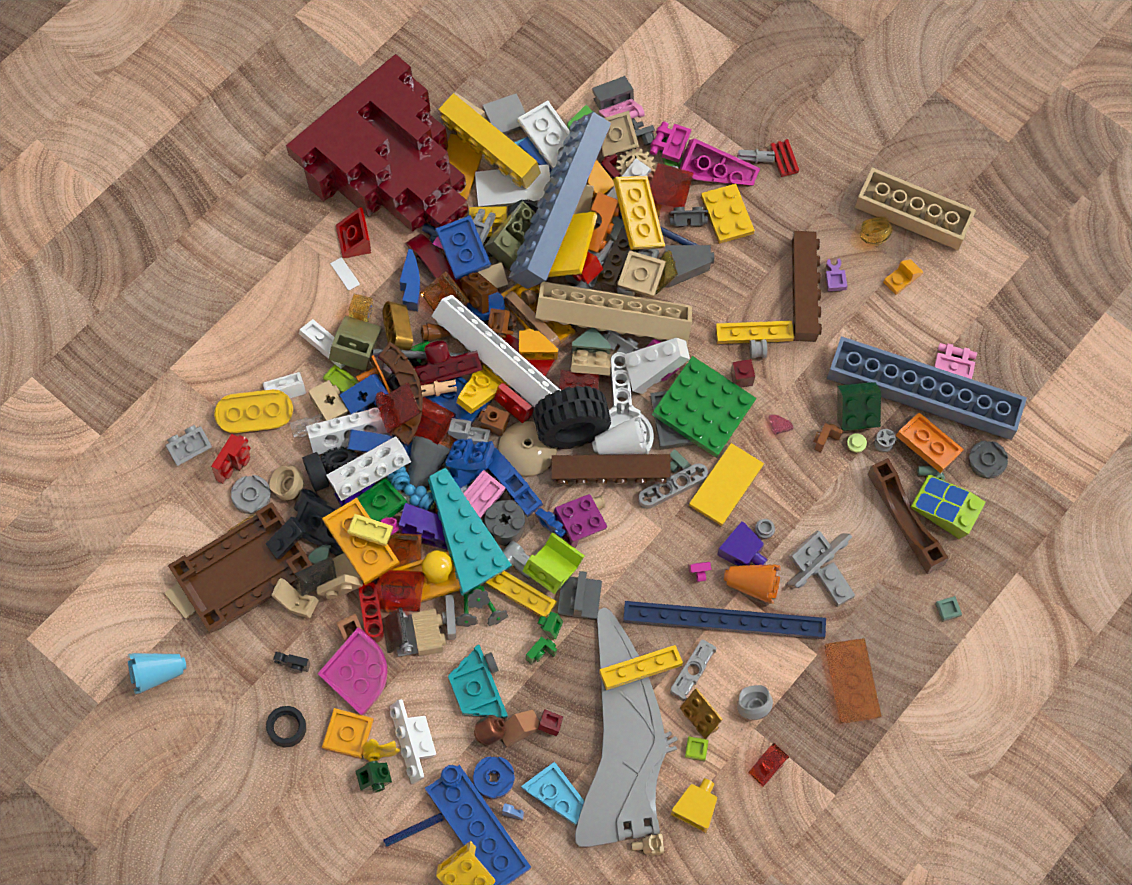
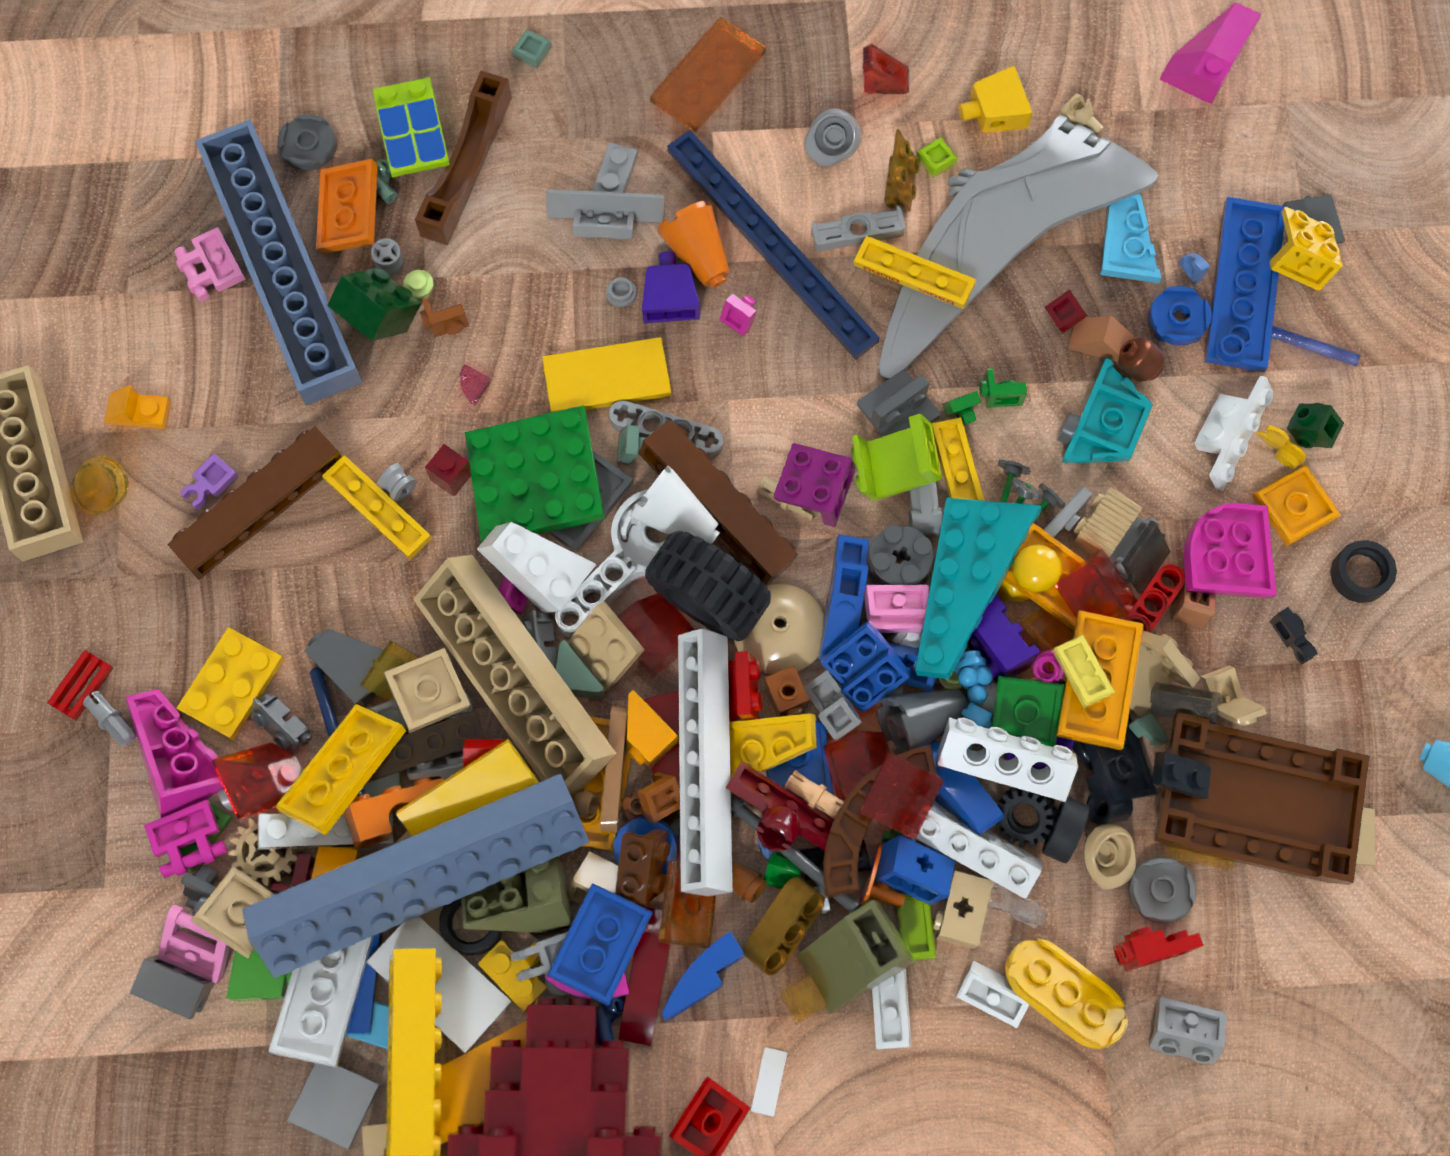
camera: 130 degrees left, 5 degrees up
(548, 521) = (849, 514): blue plate -> none

